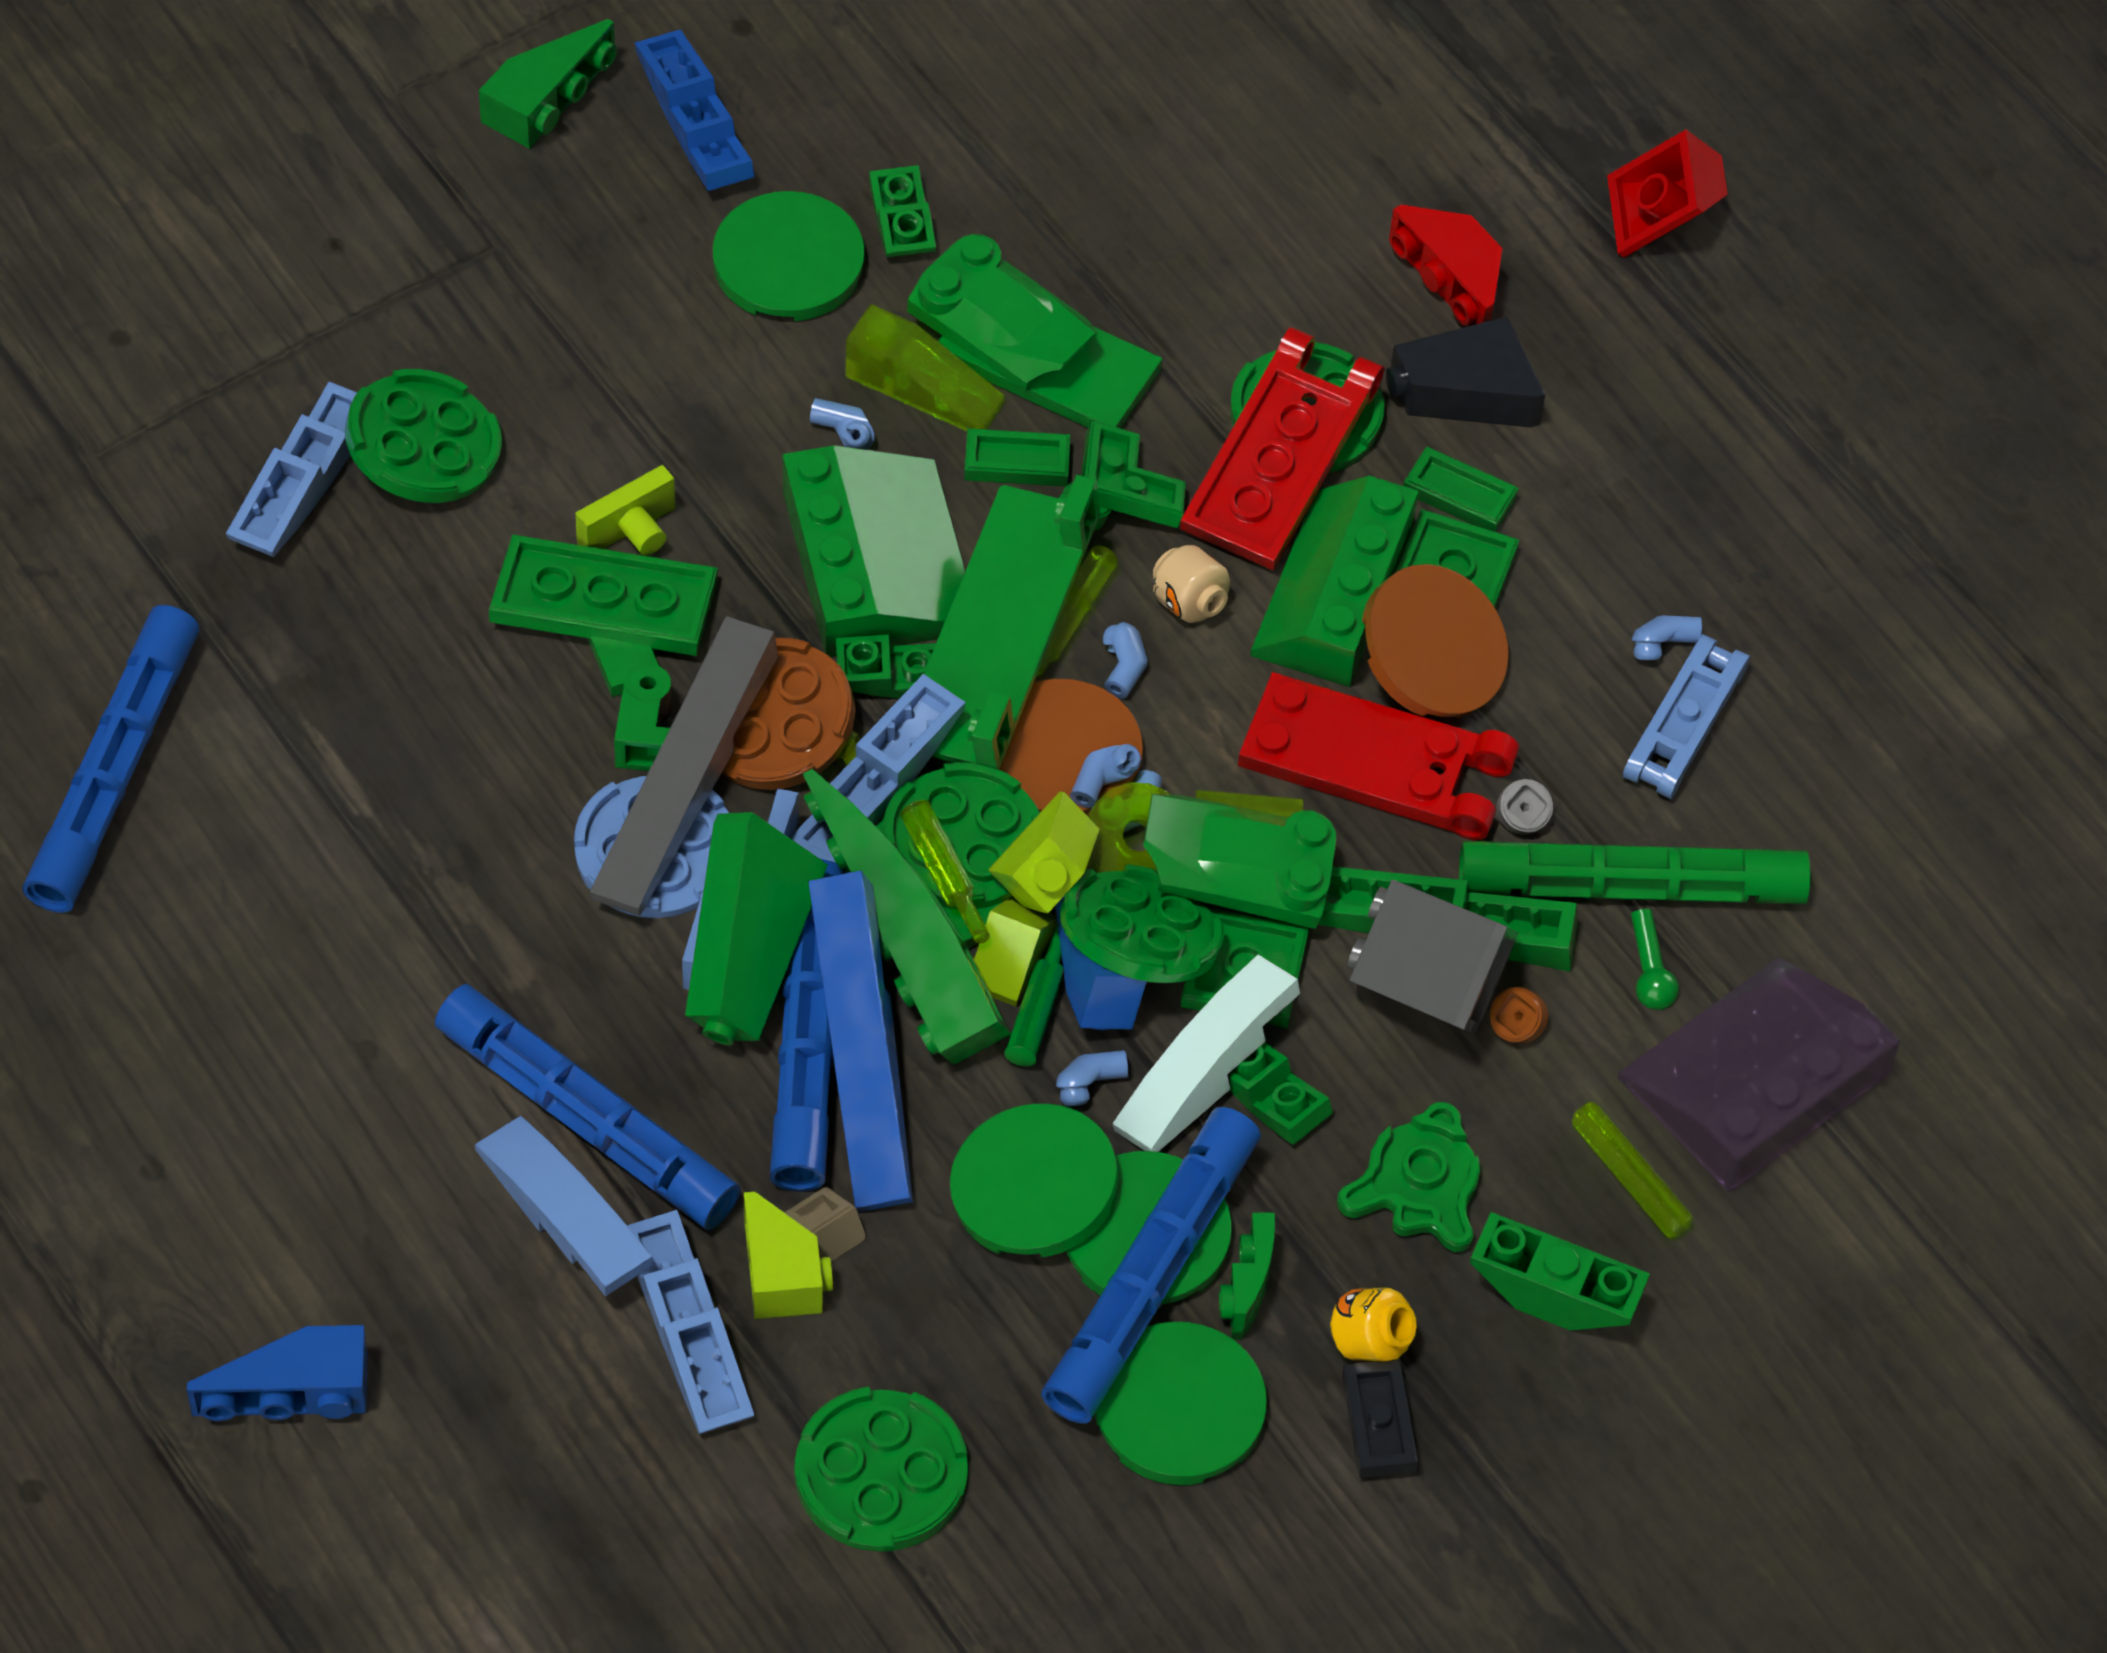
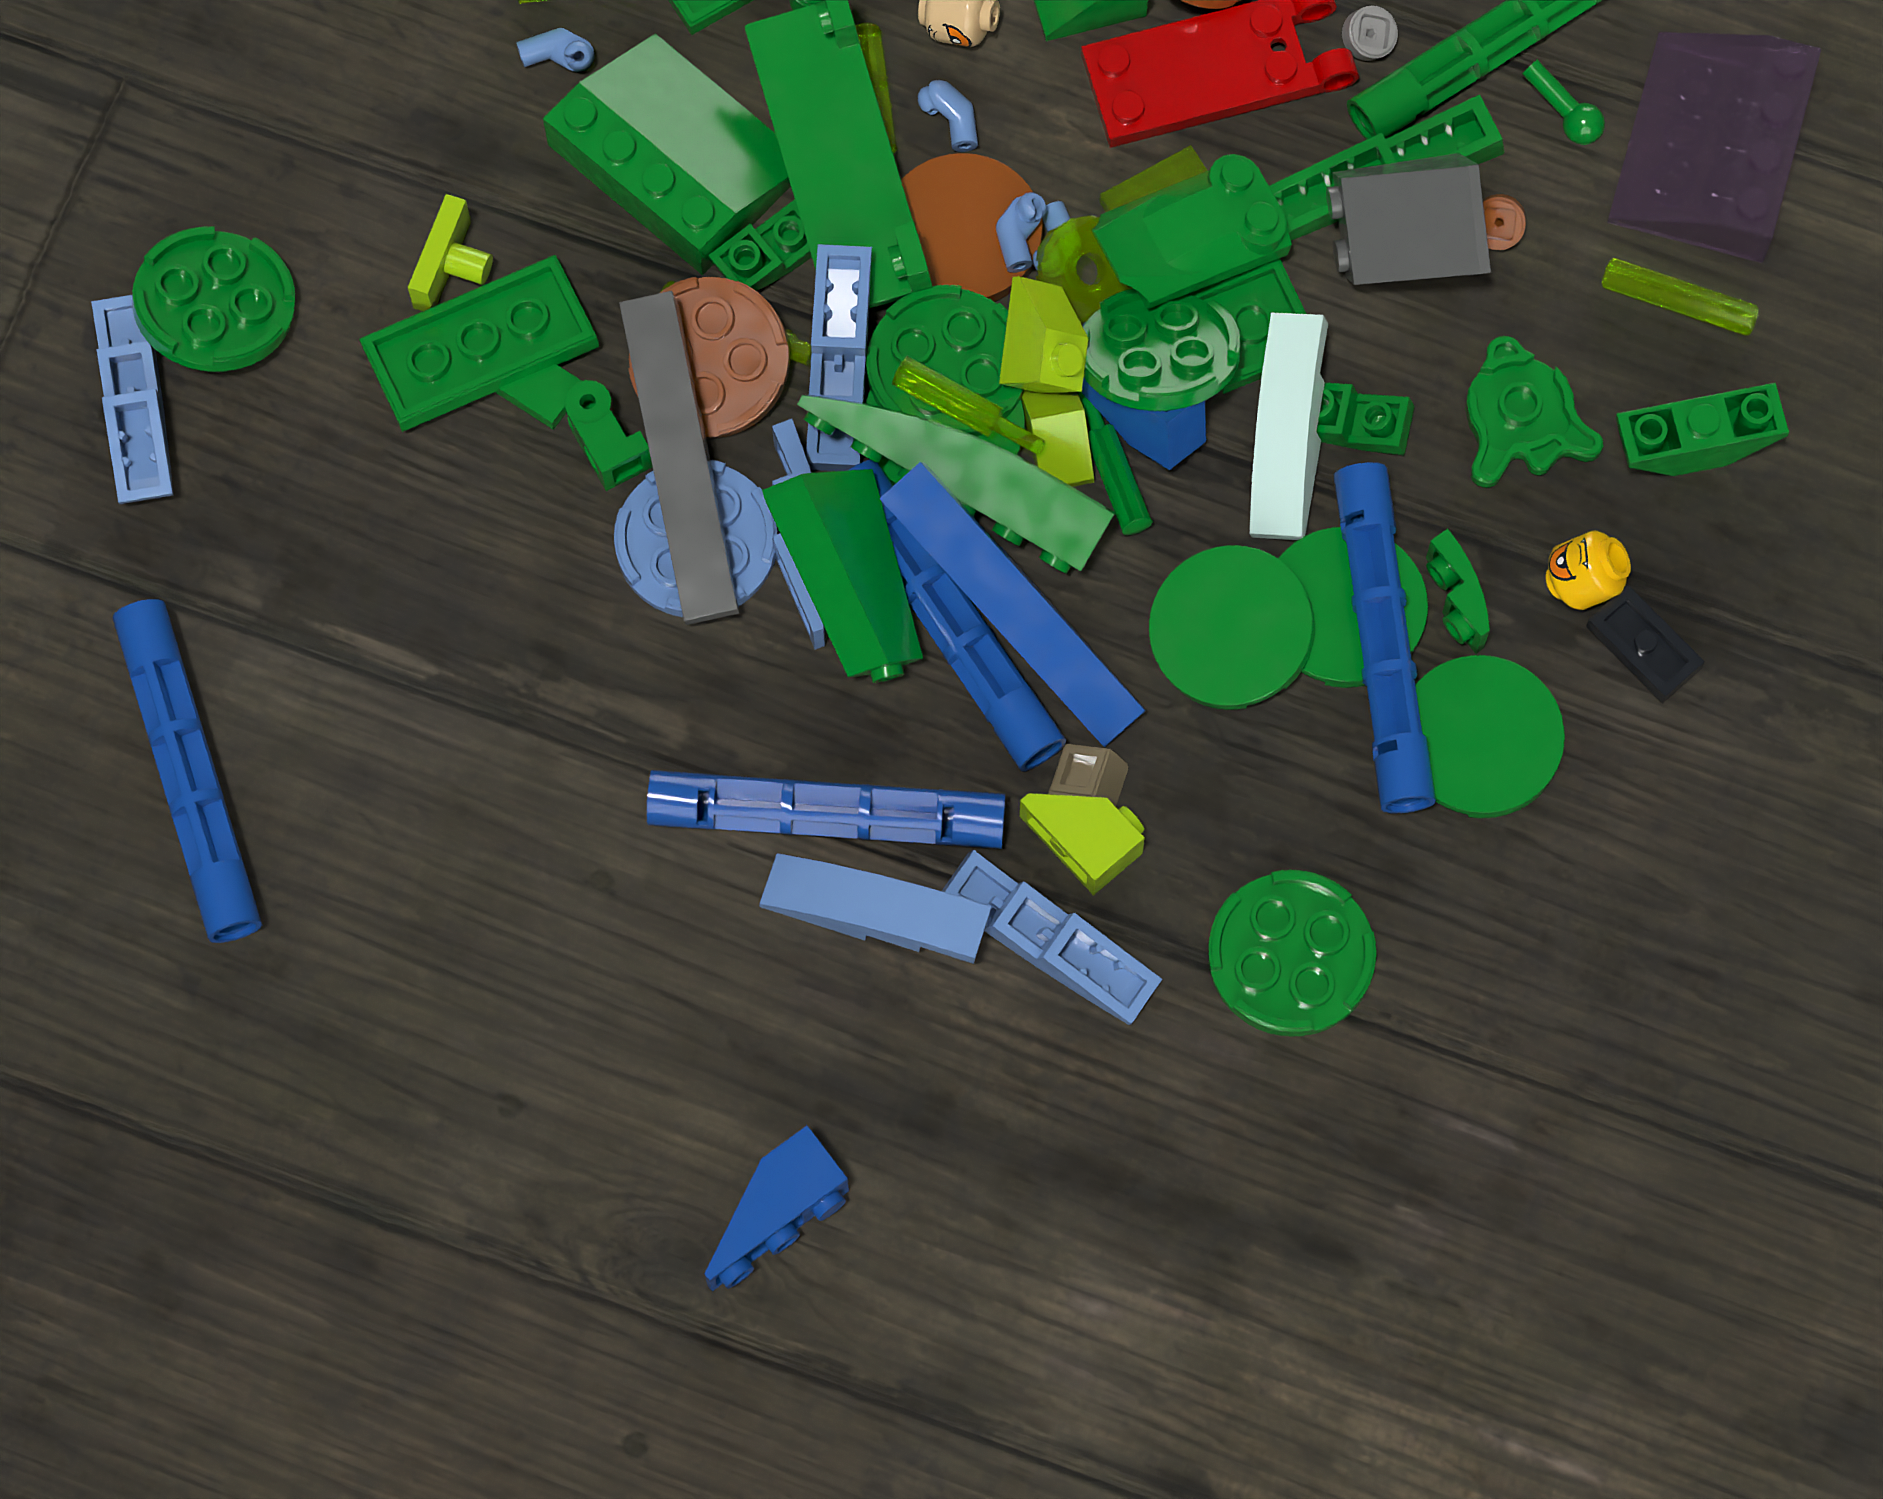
camera: 30 degrees left, 15 degrees up
(1085, 1070) = (1195, 504): medium blue arm -> none

